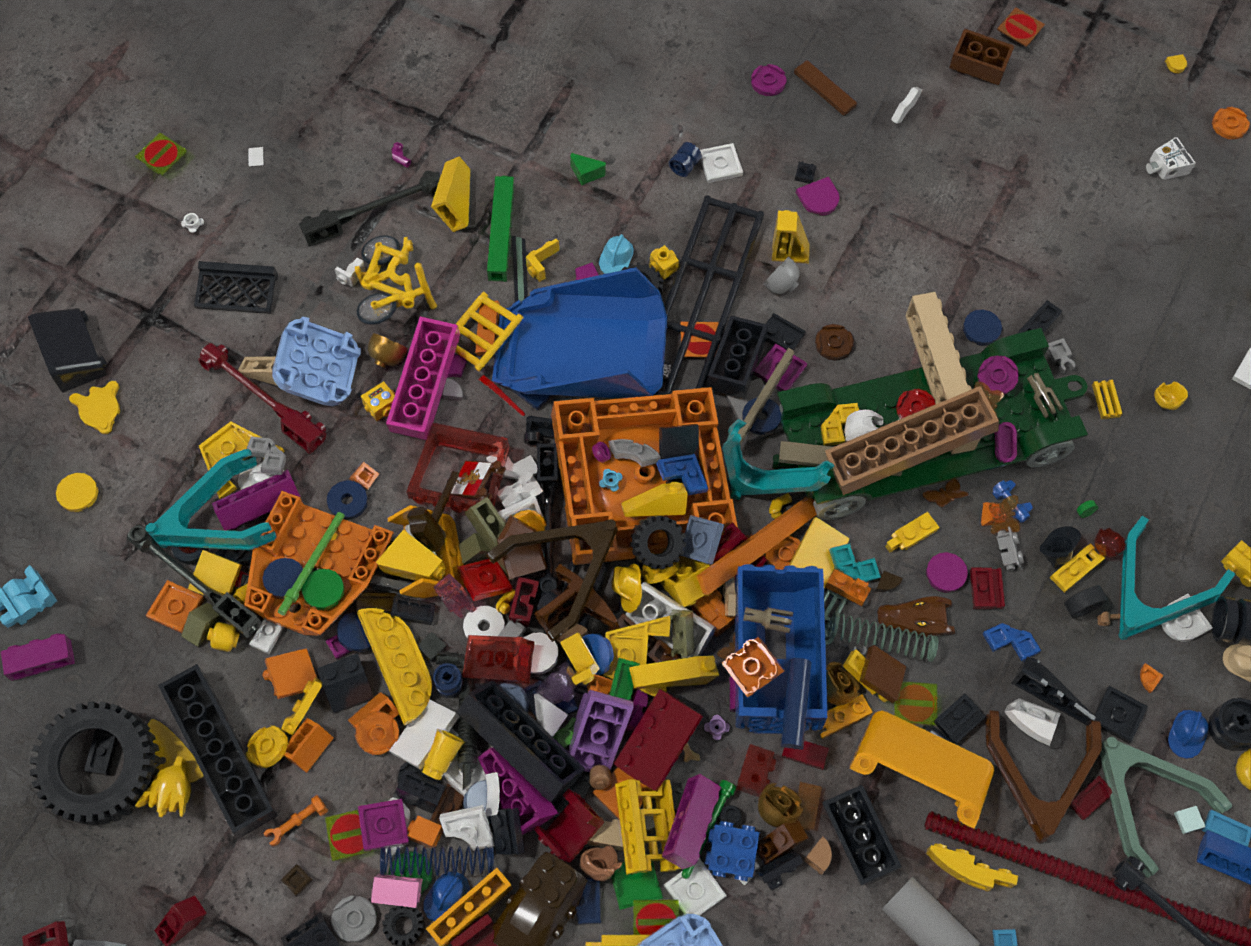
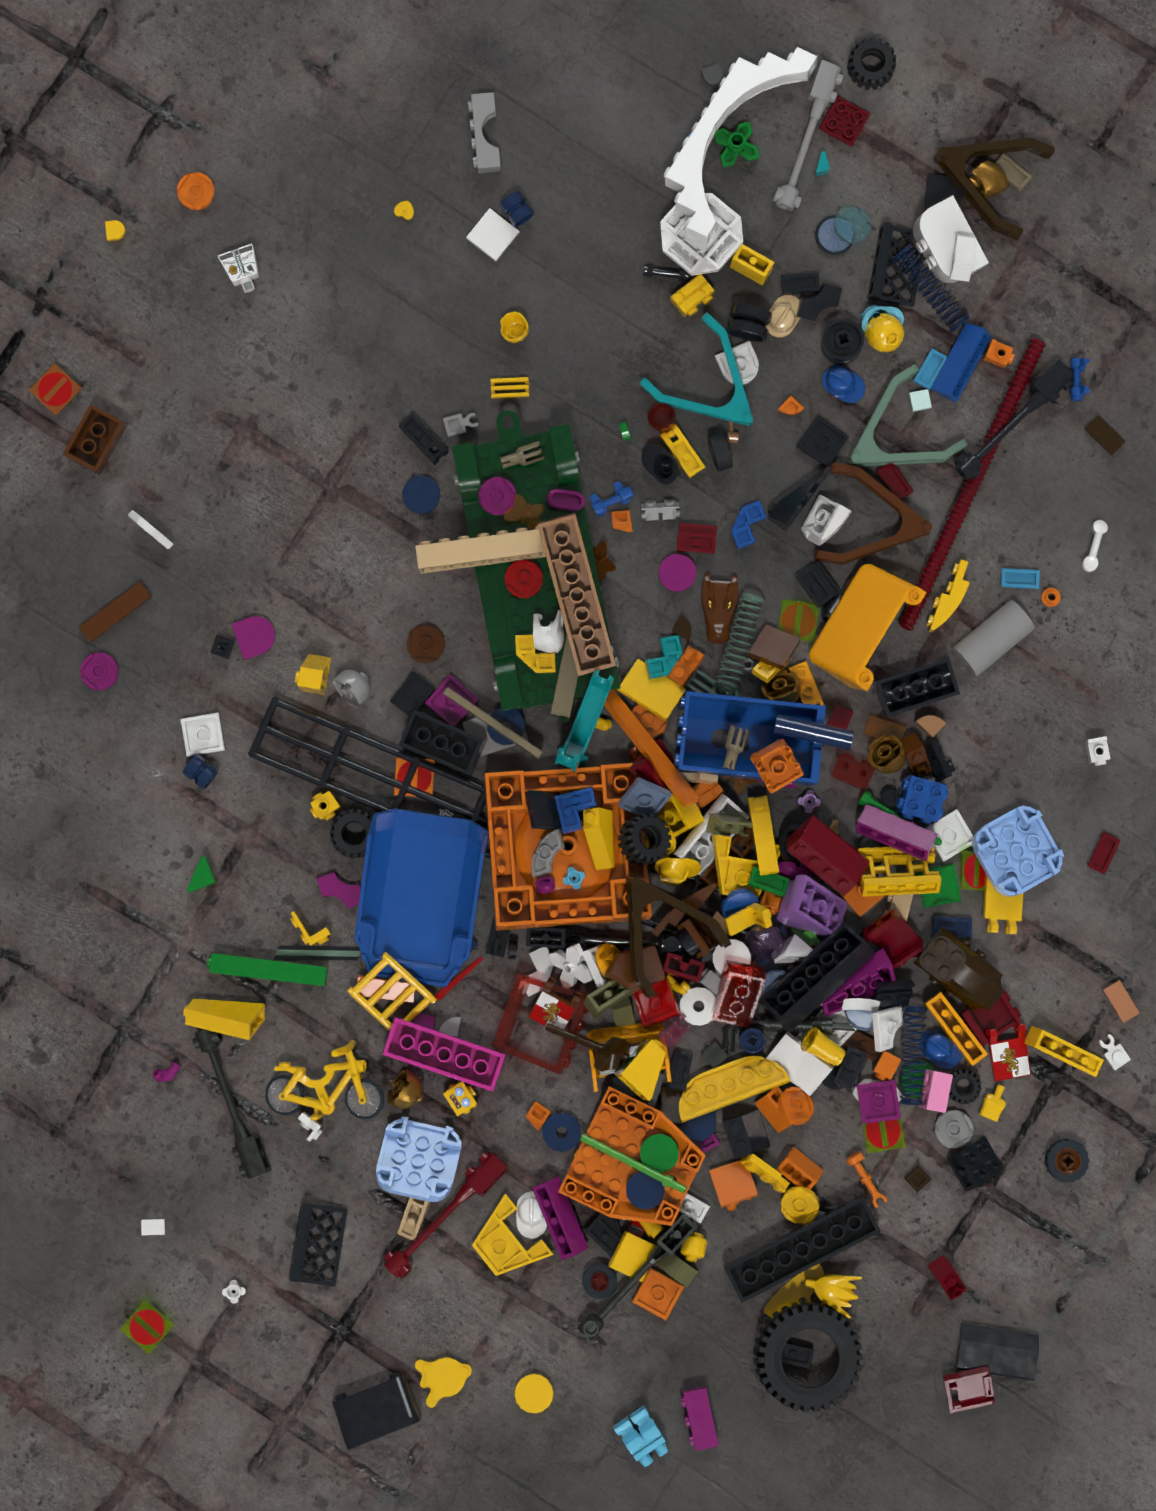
camera: 85 degrees left, 20 degrees up
(172, 526) = (584, 1295): teal piece -> none
(273, 460) = (507, 1209): light grey tile -> none
(600, 777) = (849, 909): medium nougat piece -> none
(600, 863) = (924, 914): nougat hat -> none
(616, 254) = (308, 853): medium azure piece -> none
(912, 533) = (635, 598): yellow hinge -> none
(1002, 514) = (628, 510): clear orange piece -> none

